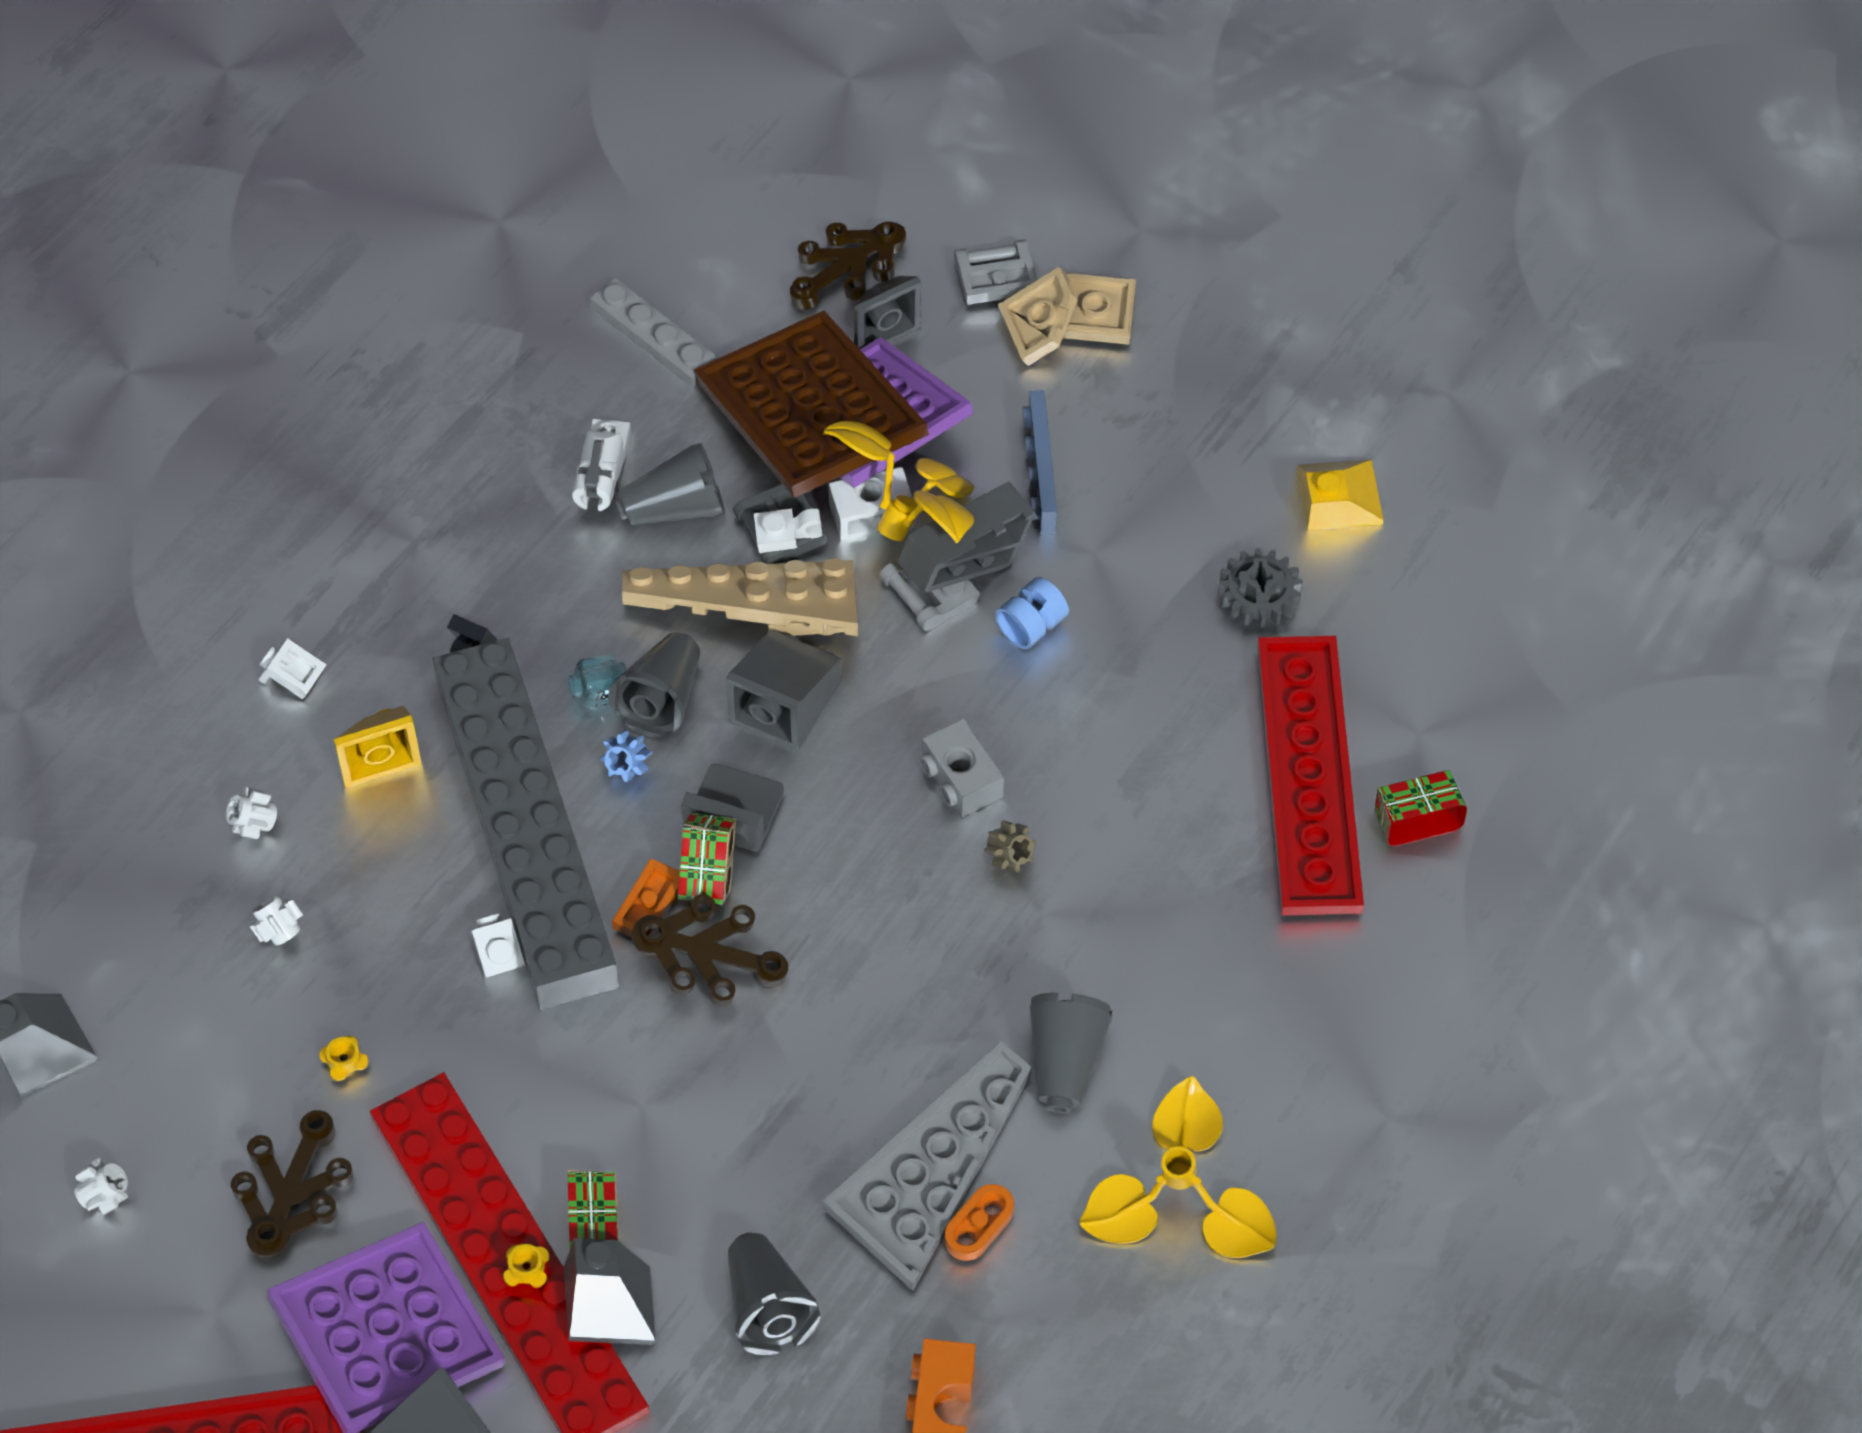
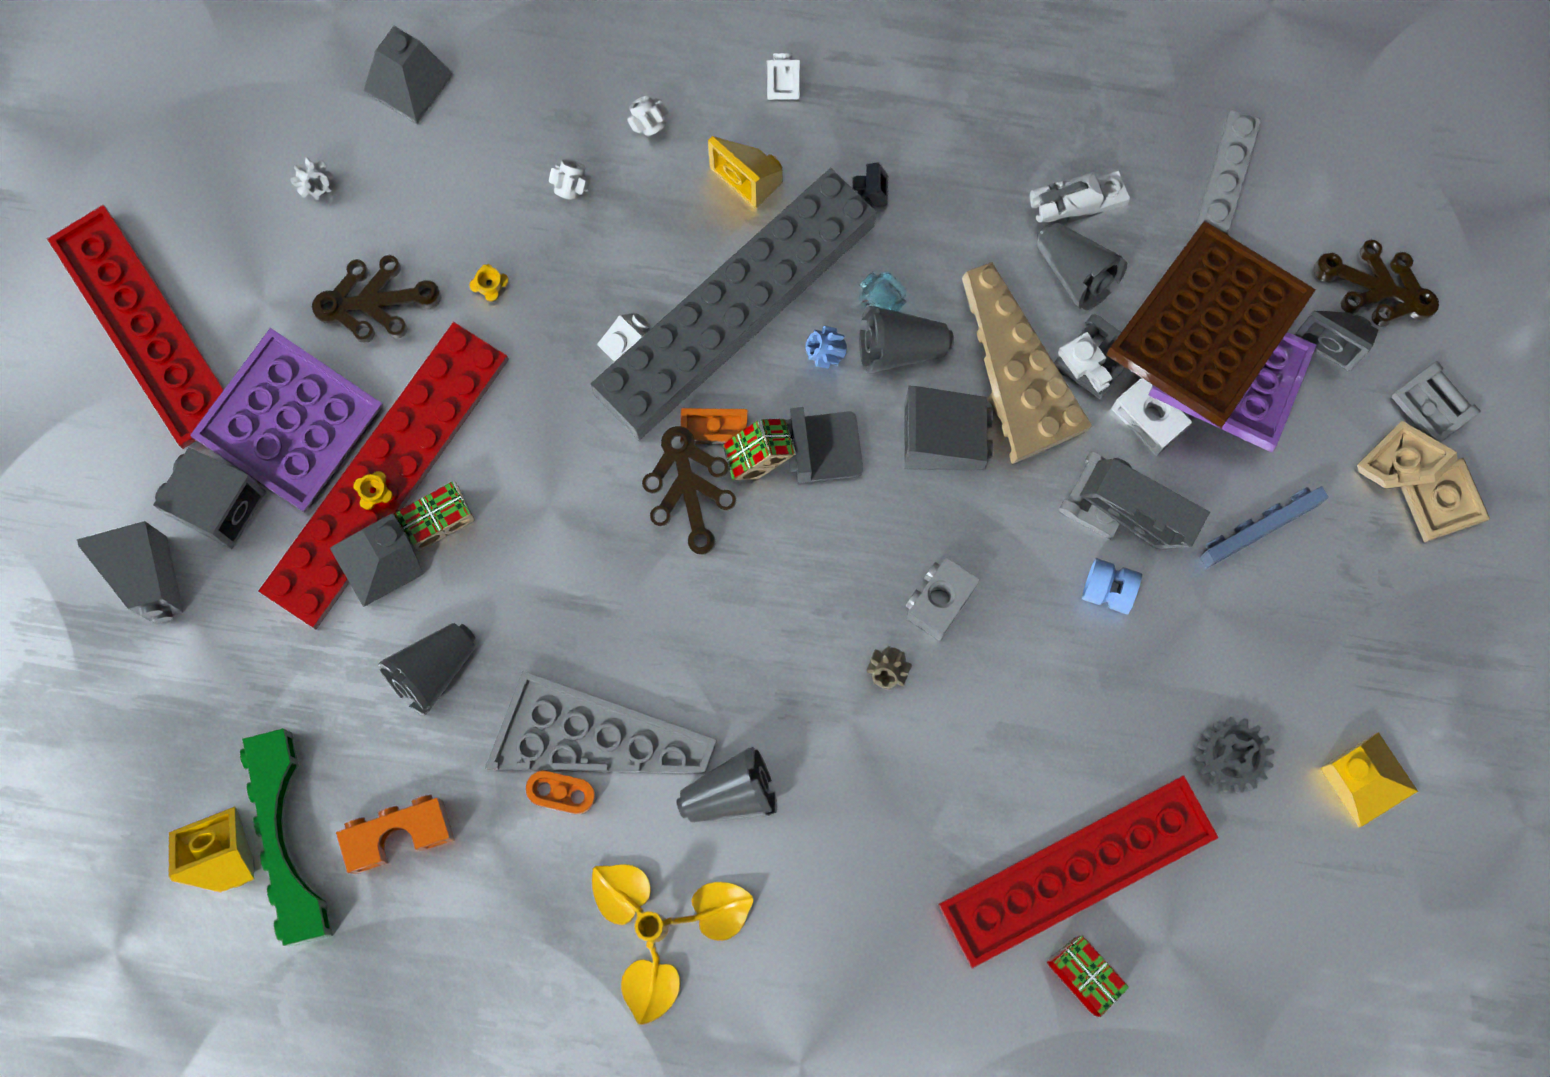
camera: 65 degrees right, 20 degrees up
(903, 510) = (1143, 476): yellow plant -> none

